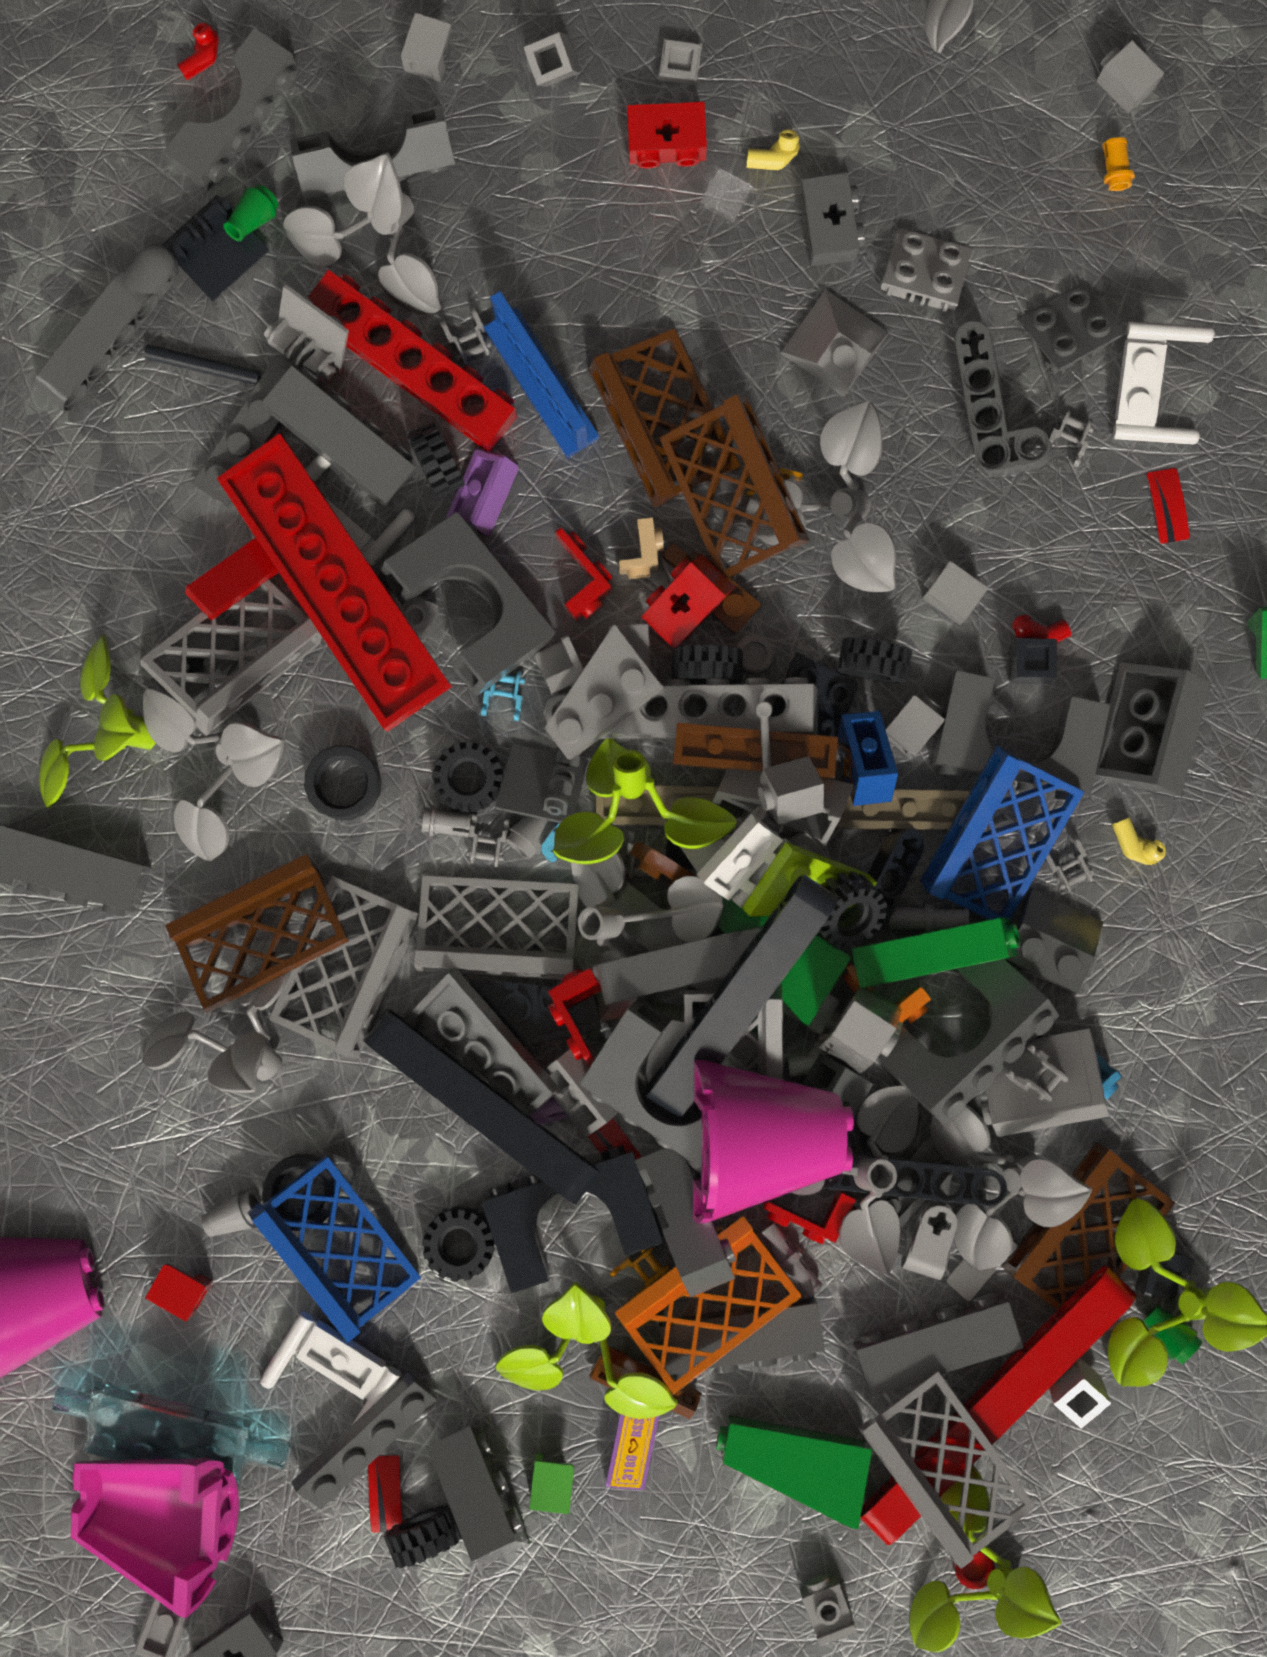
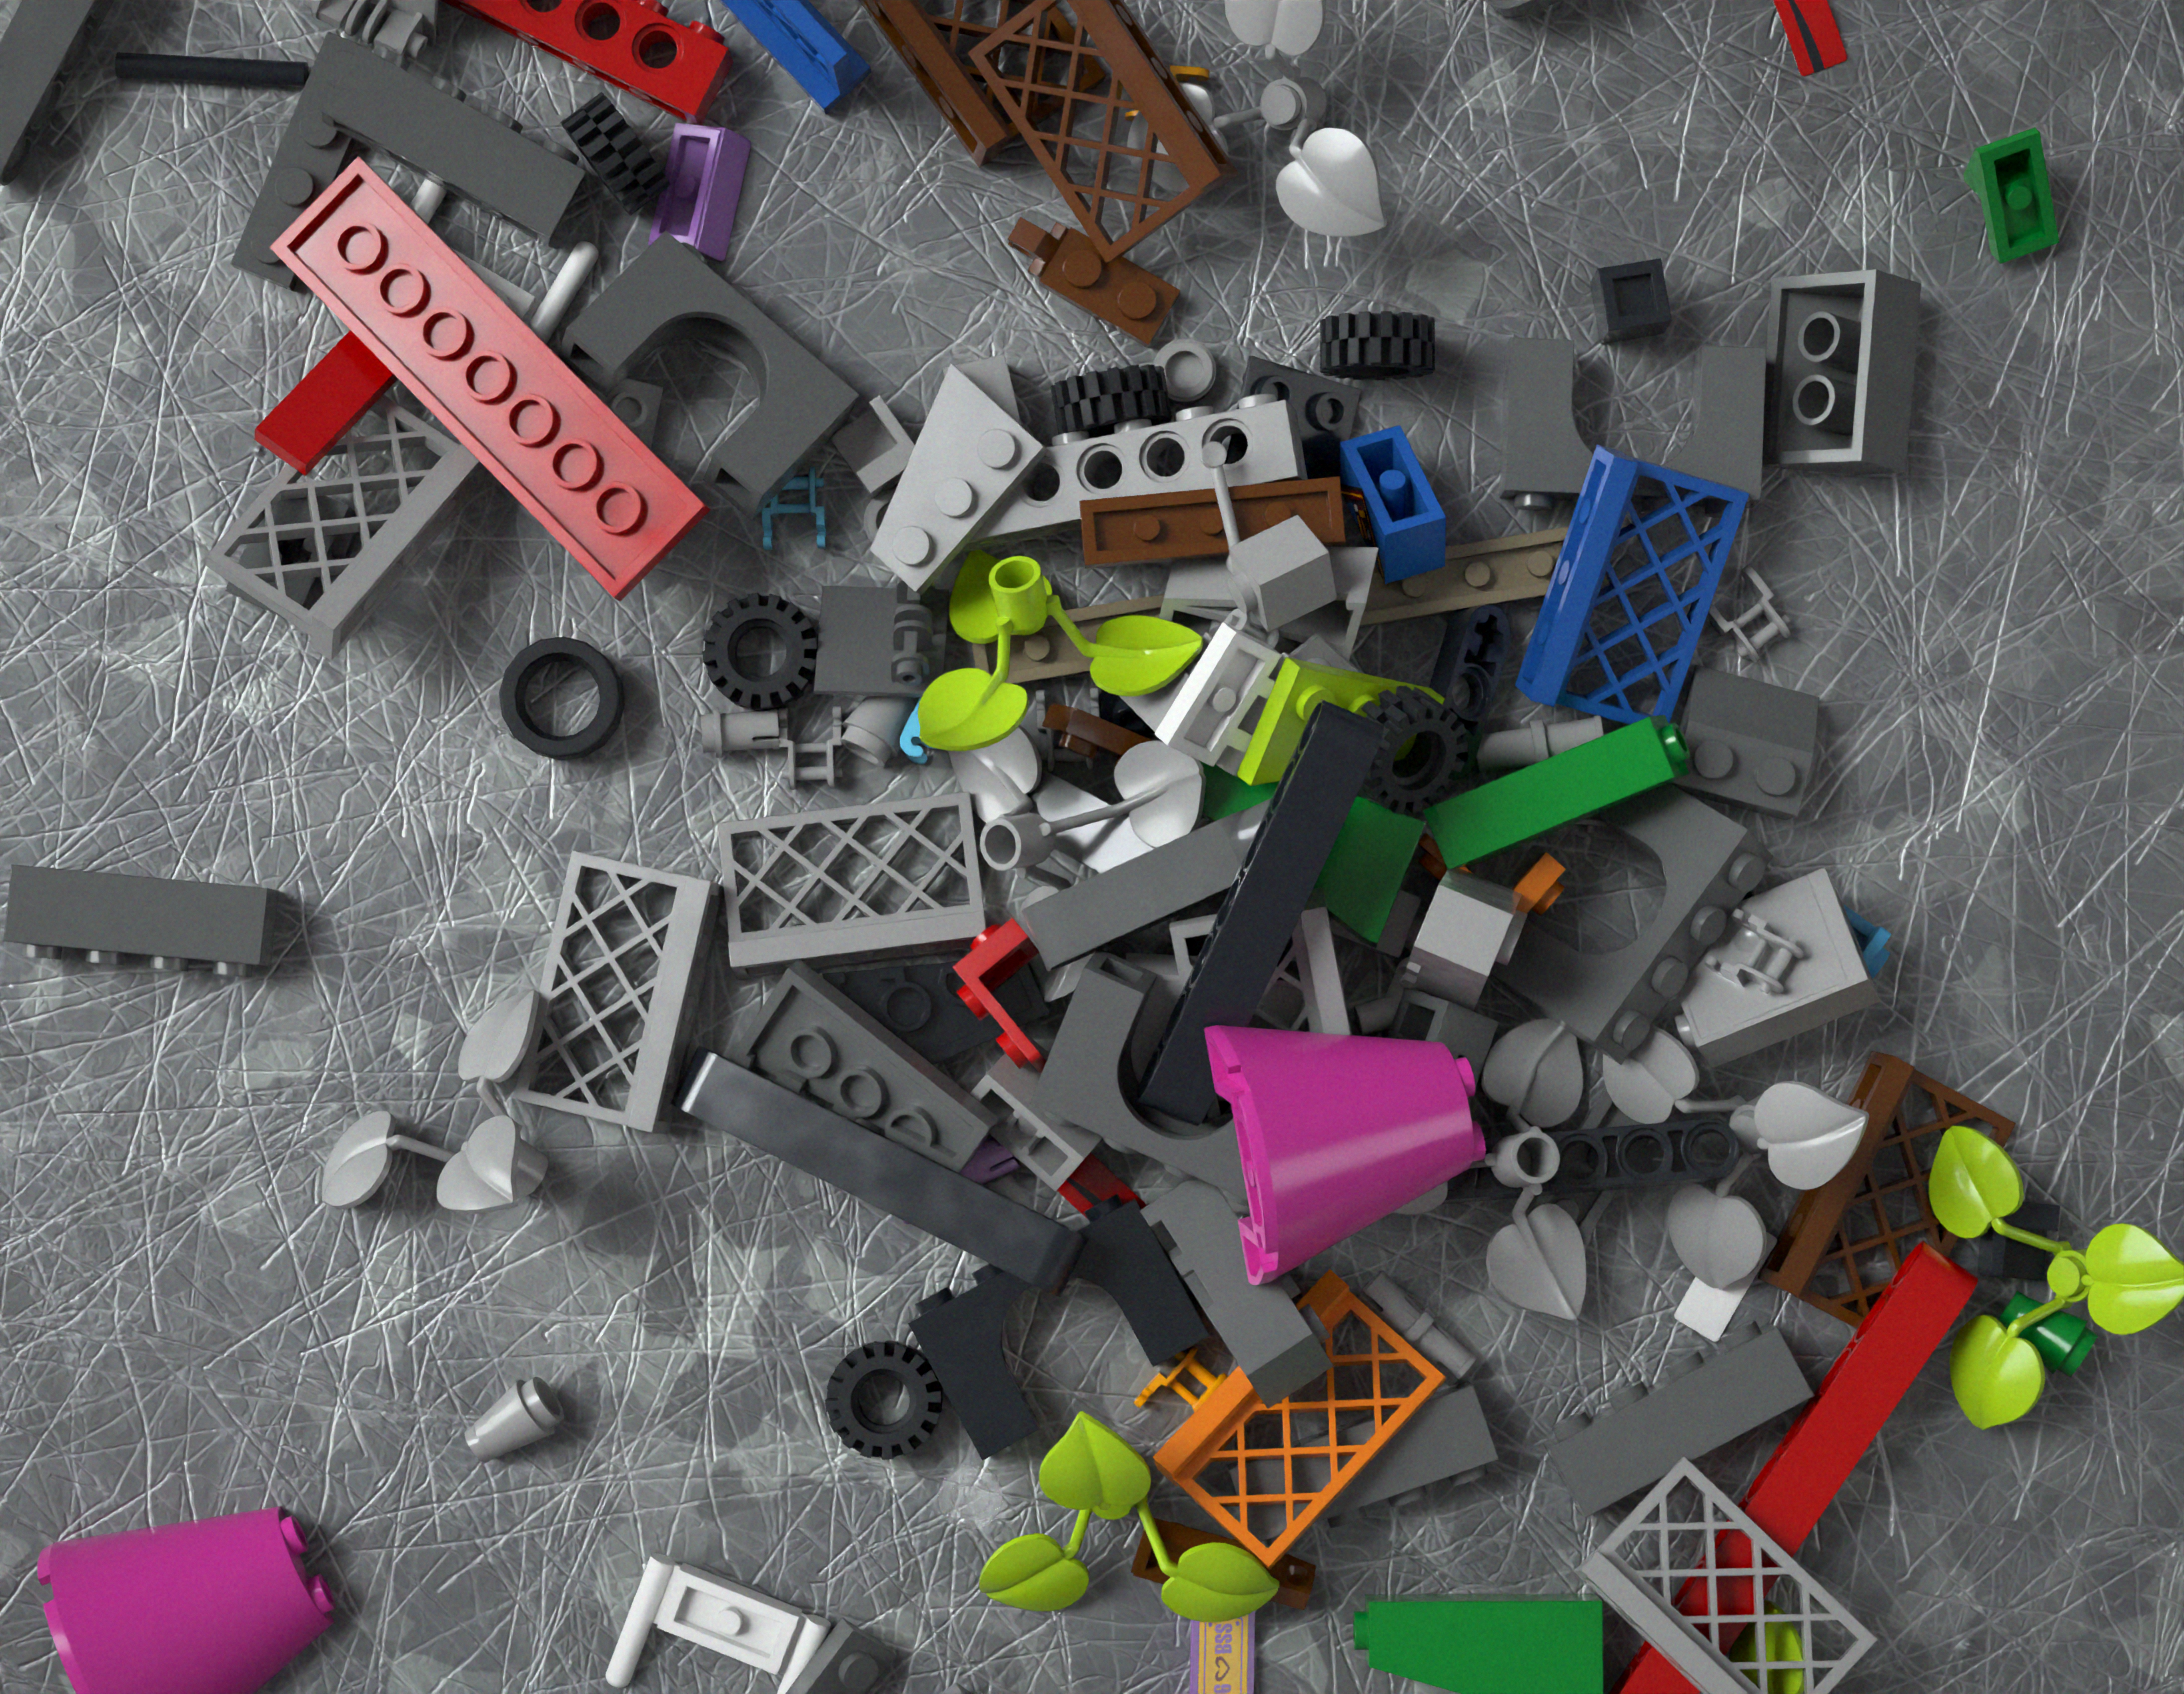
camera: 10 degrees left, 0 degrees up
(116, 728) = (186, 675): lime plant -> none
(178, 1291) = (450, 1557): red panel -> none
(236, 909) = (431, 929): reddish brown fence -> none
(241, 746) = (393, 670): light grey plant -> none
(294, 1162) = (568, 1369): black tyre -> none
(306, 1268) = (647, 1479): blue fence -> none
(588, 600) = (903, 332): red bracket -> none
(650, 543) = (984, 224): tan bracket -> none
(706, 590) = (1087, 282): red brick -> none
(830, 1226) = (1472, 1260): red bracket -> none
(914, 725) = (1460, 438): light grey brick -> none
(929, 1246) = (1633, 1265): light grey piece -> none
(953, 592) = (1484, 213): light grey brick -> none
(1028, 628) = (1613, 250): red arm -> none
(1080, 1393) = (1916, 1450): light grey brick -> none
(1136, 847) = (1852, 569): light yellow arm -> none

